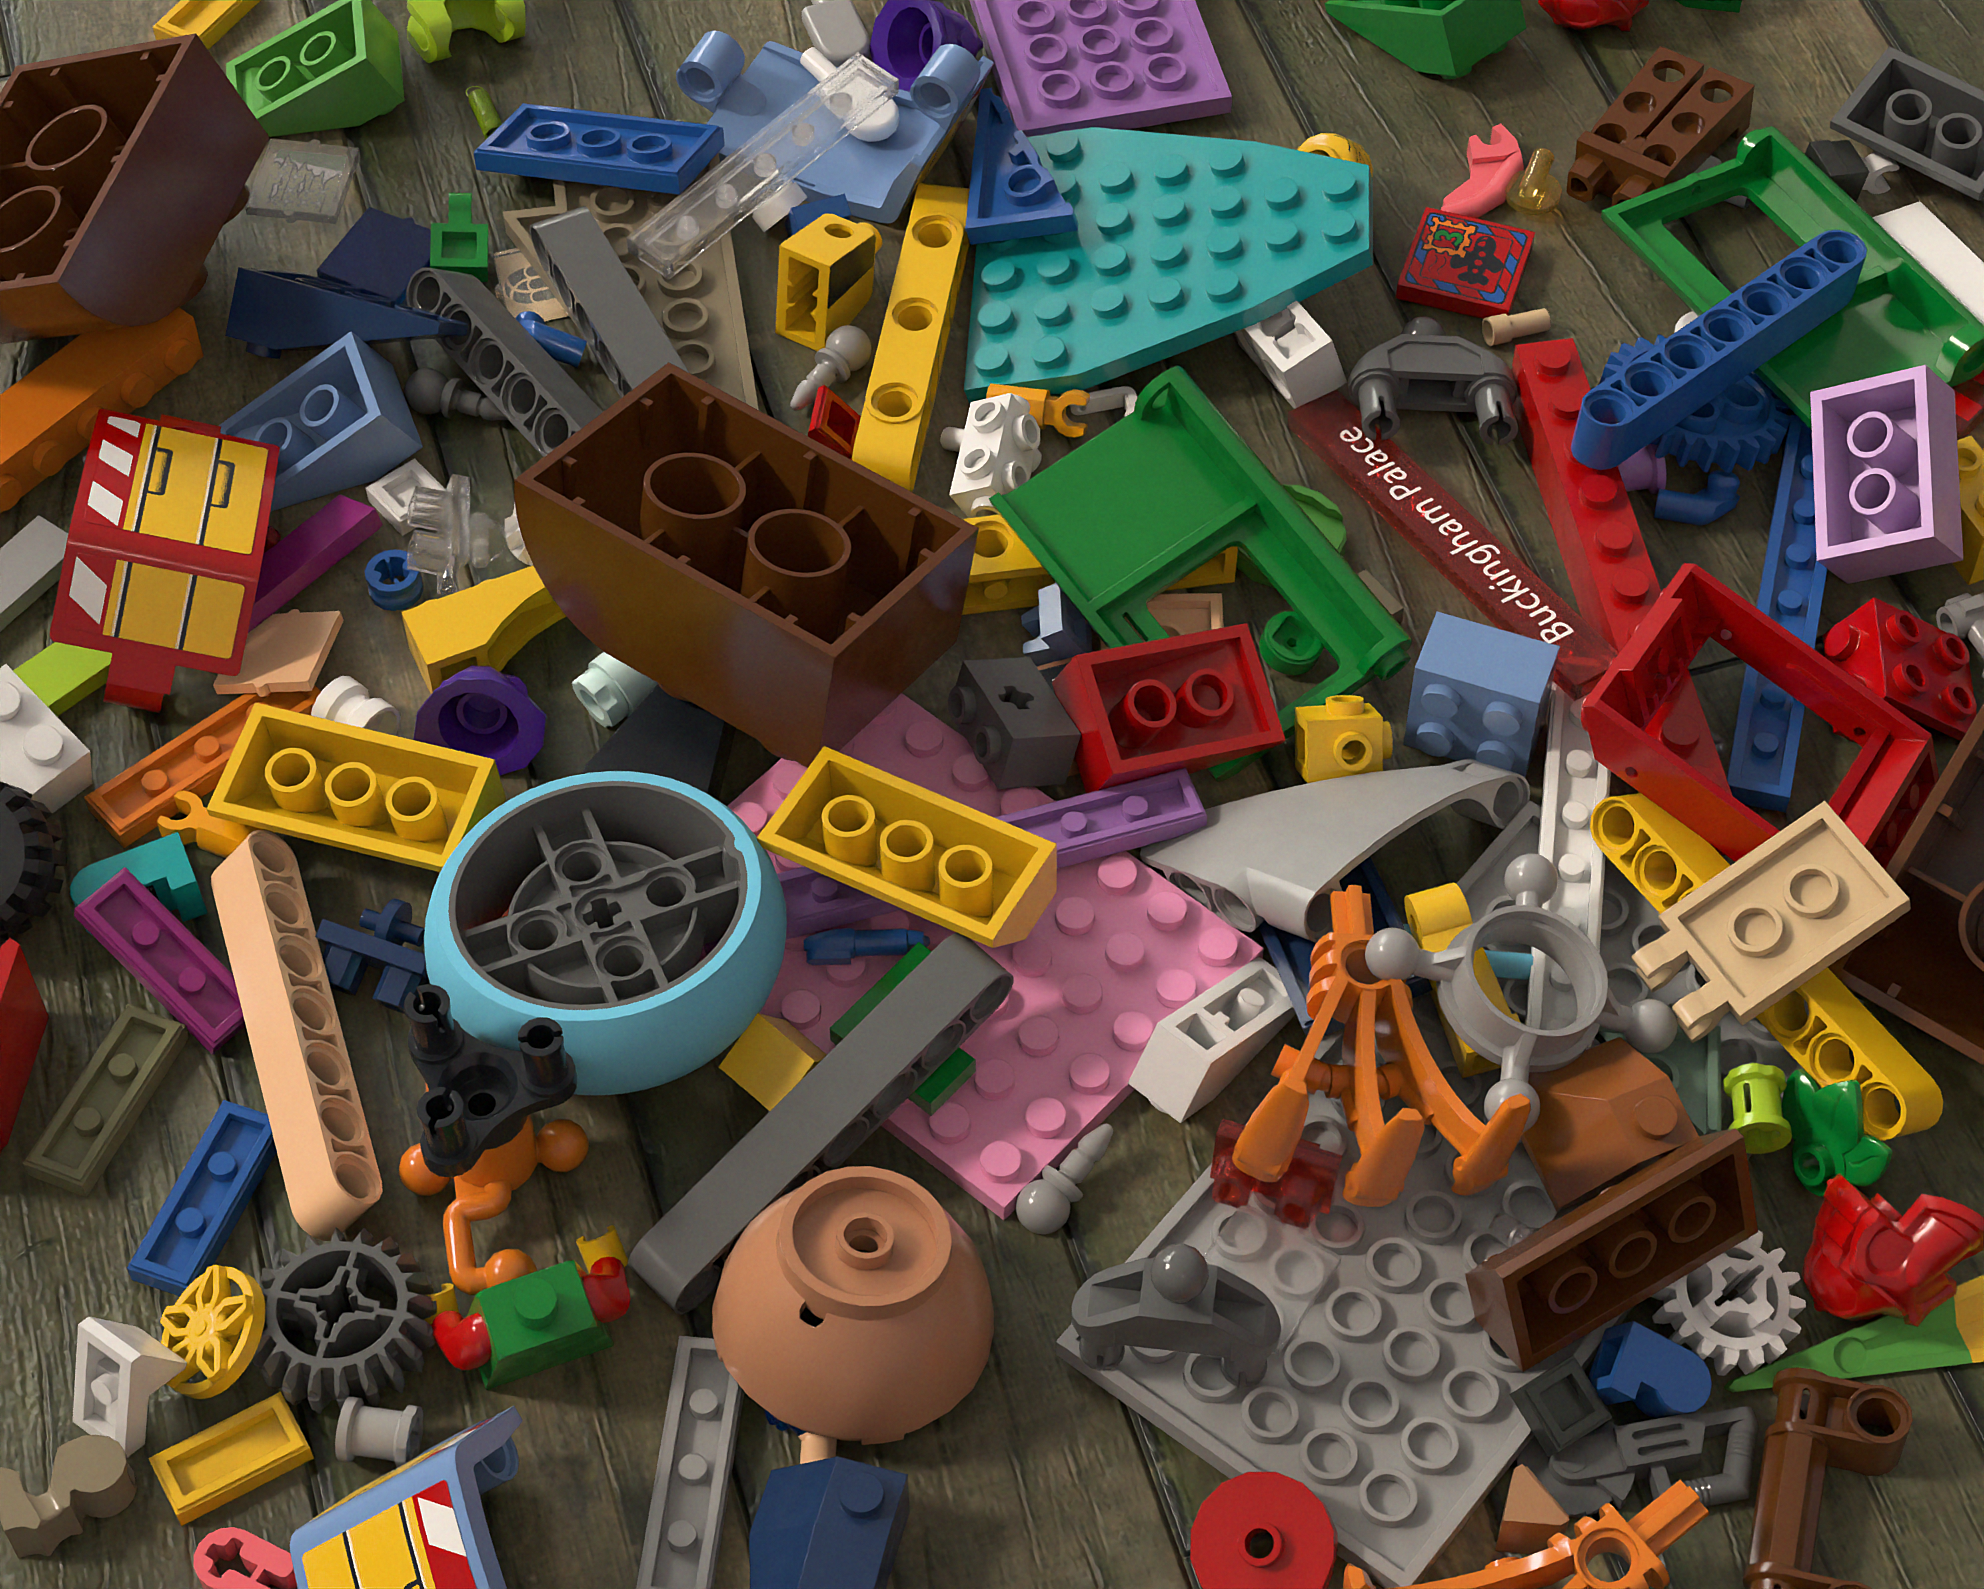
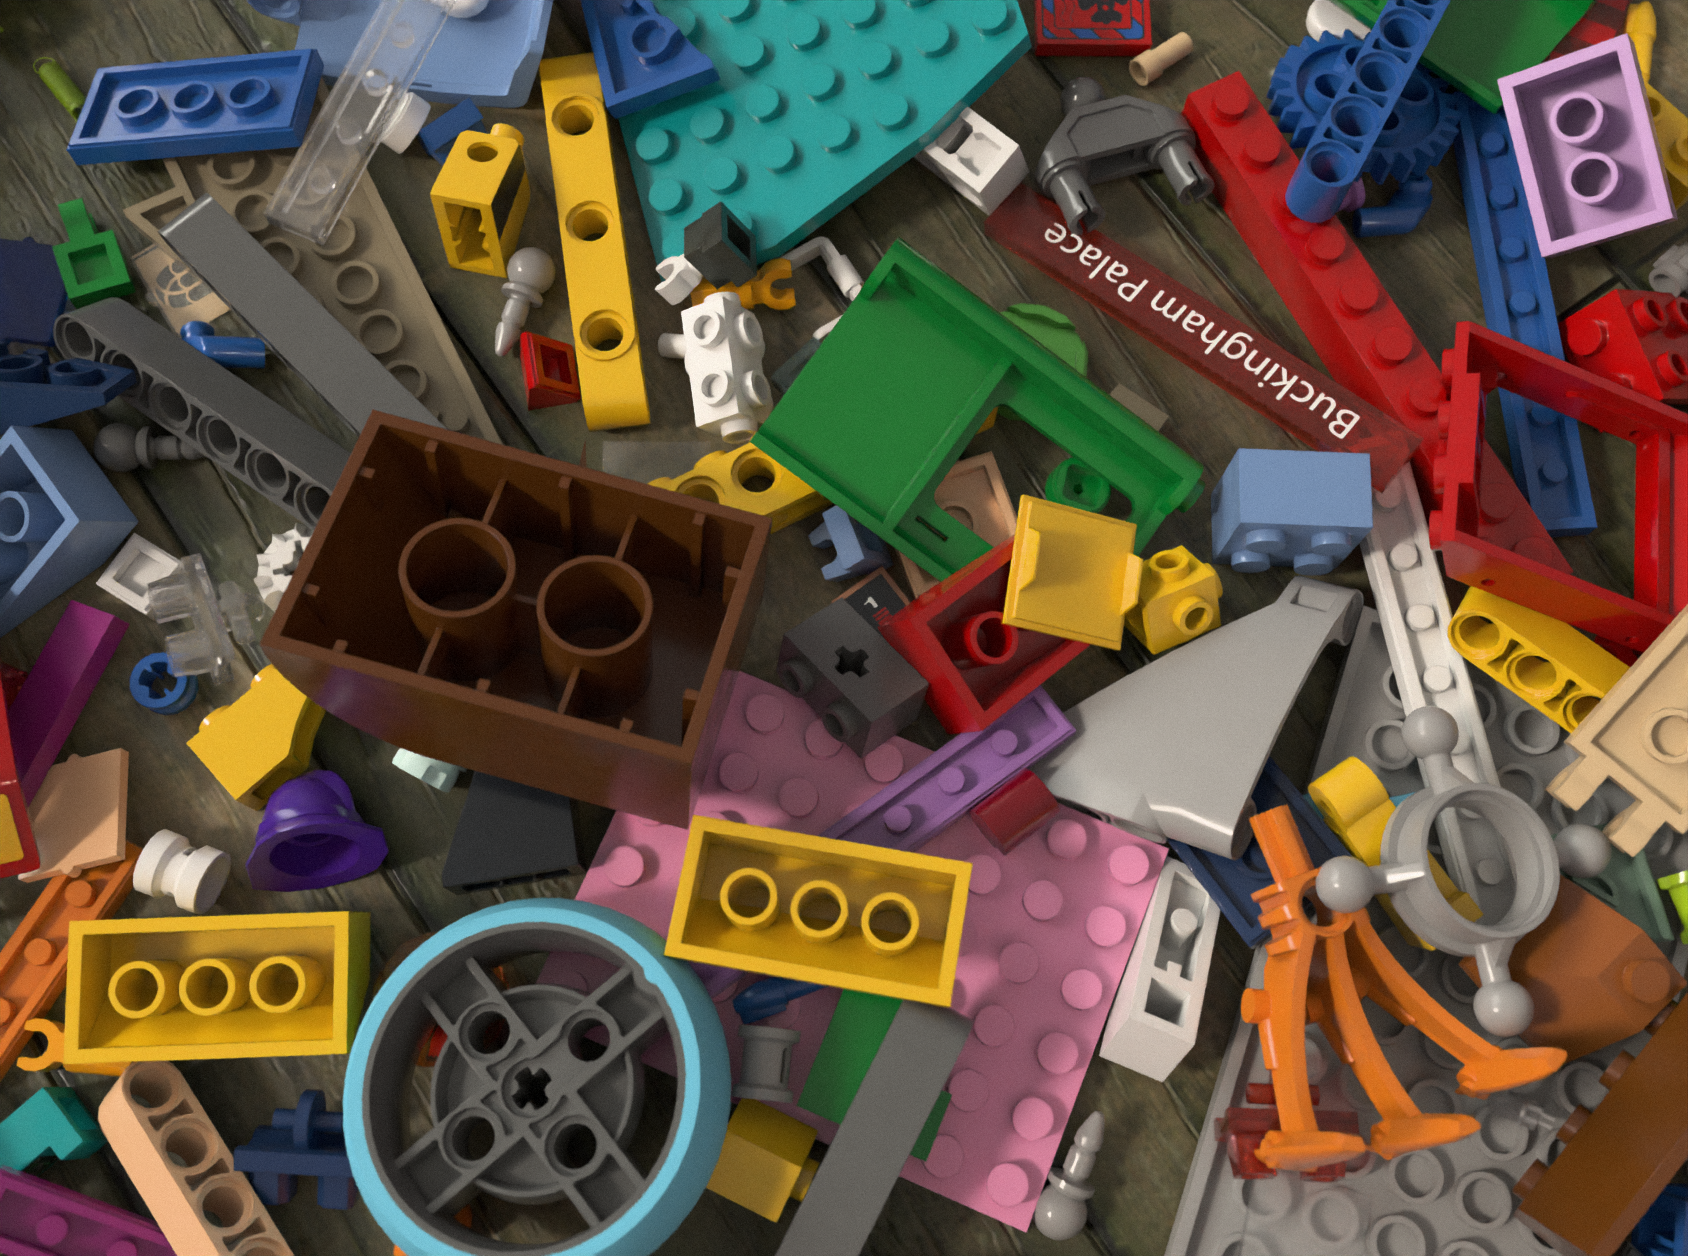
camera: 20 degrees left, 20 degrees up
(814, 987) = (765, 1063): none -> light grey bush
(1018, 357) = (713, 248): none -> pearl dark grey piece
(1122, 859) = (1015, 811): none -> dark red piece
(1245, 679) = (1072, 573): none -> yellow piece

